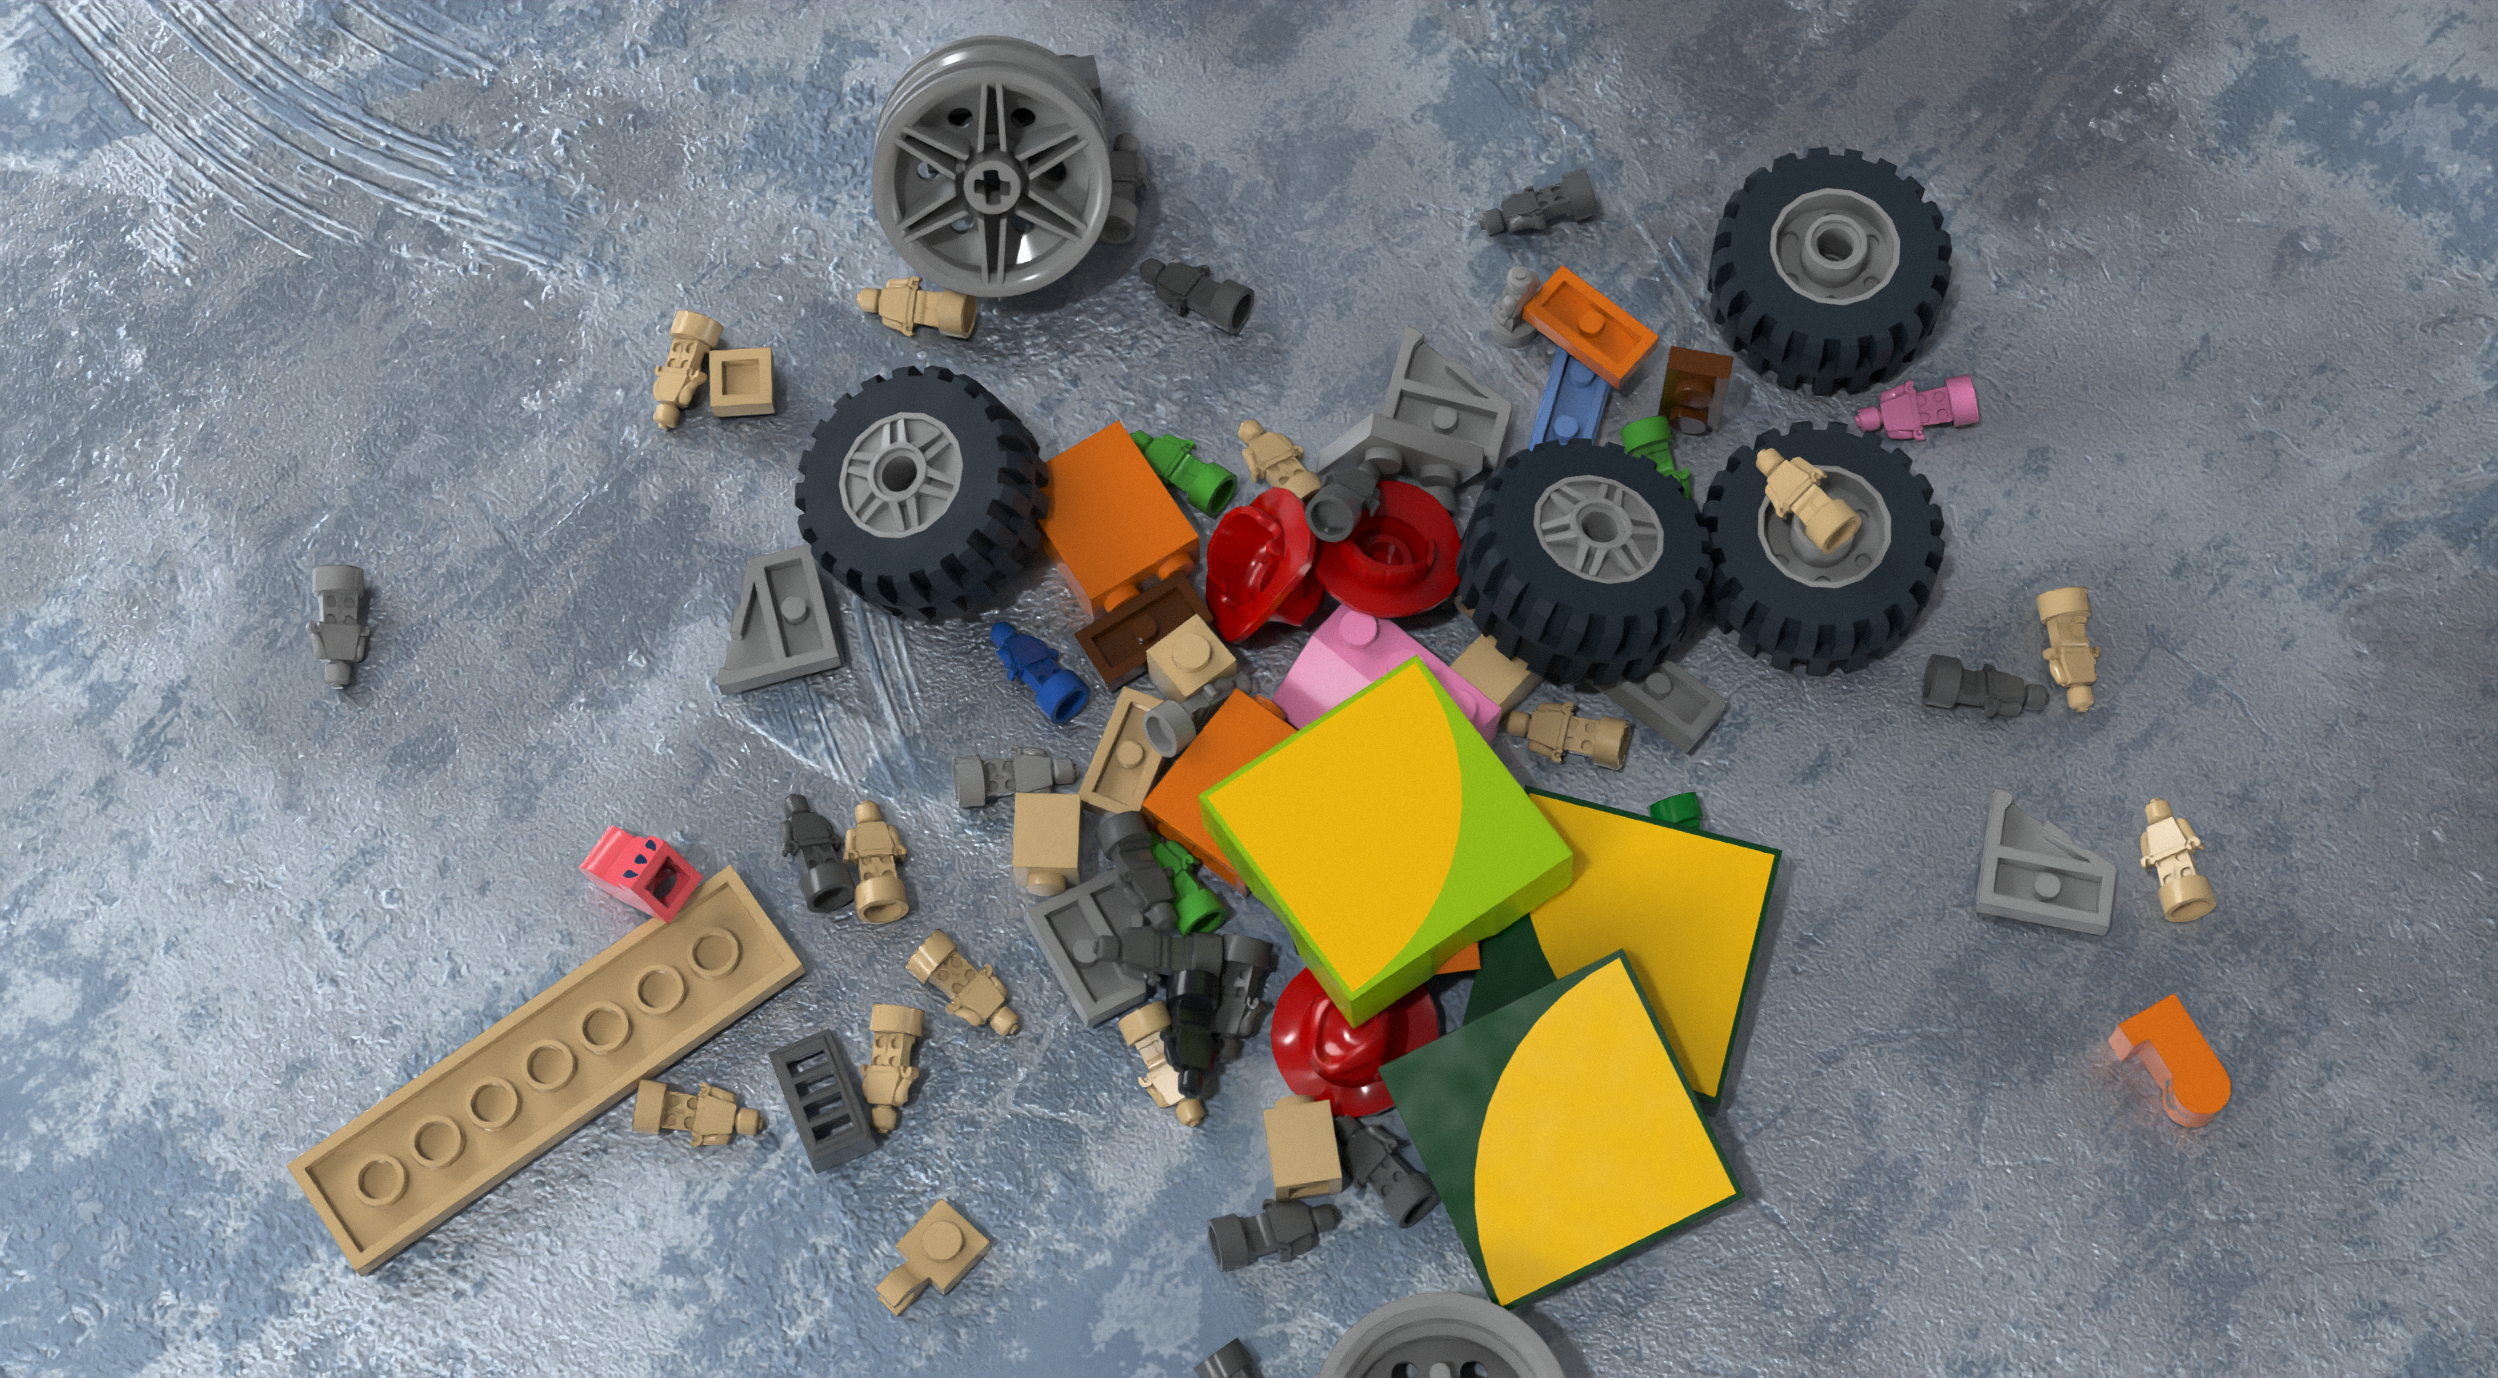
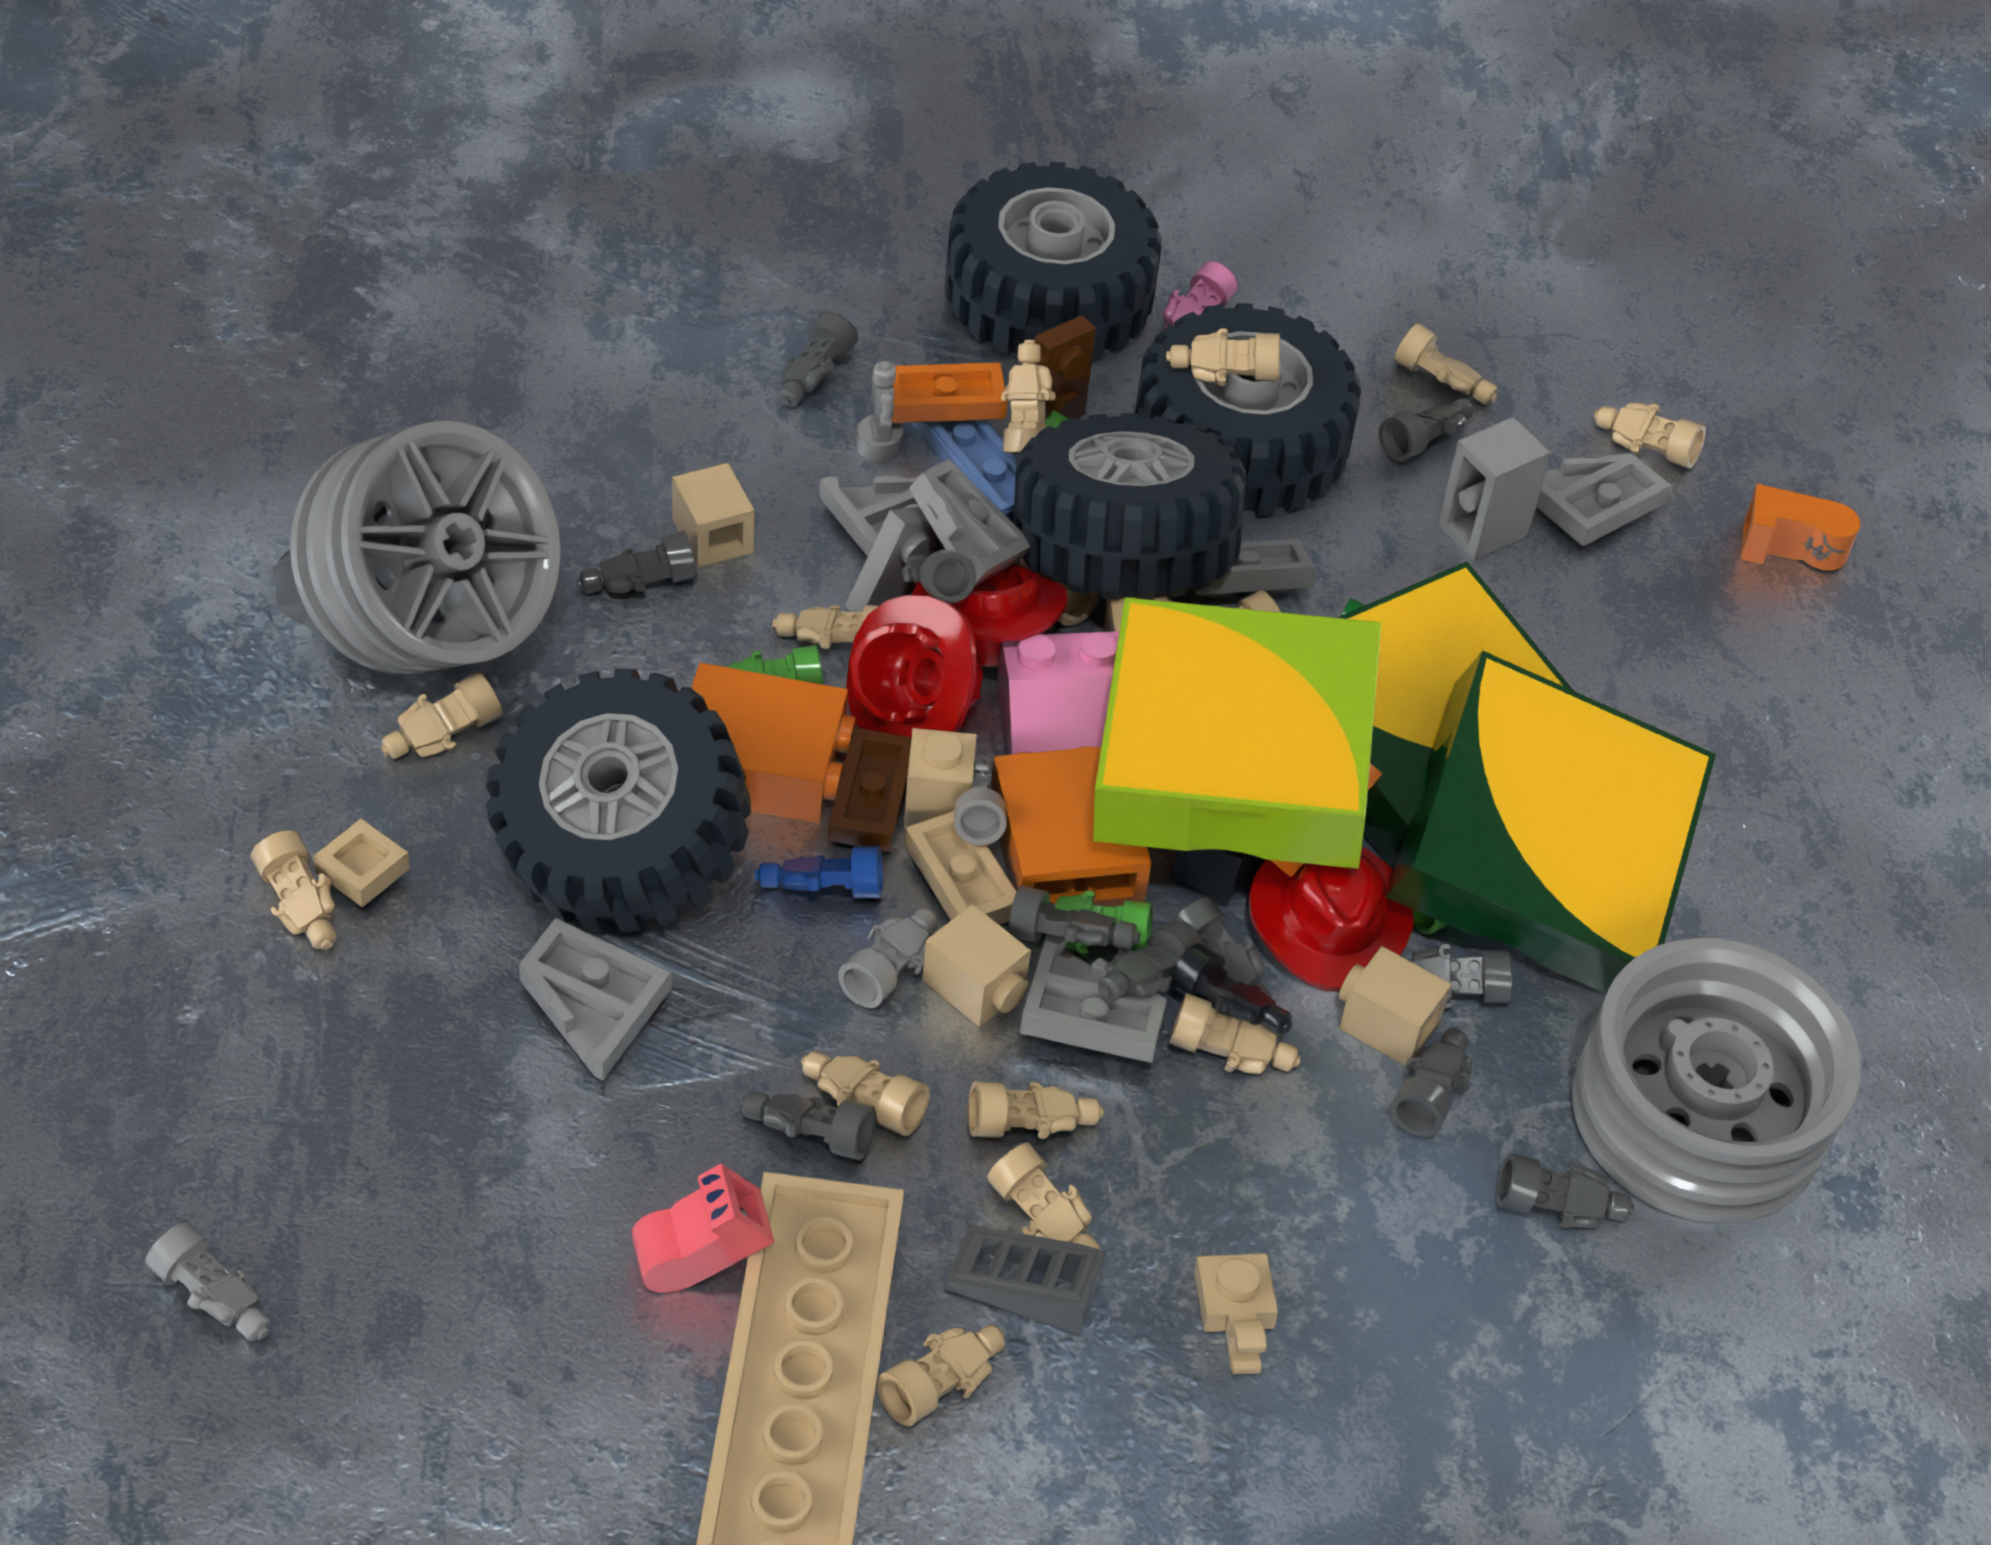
camera: 55 degrees left, 20 degrees down
(1294, 288) = (713, 514): none -> tan brick
(1421, 475) = (968, 520): none -> light grey wing
(1634, 384) = (1027, 390): none -> tan piece
(1929, 800) = (1493, 488): none -> light grey brick

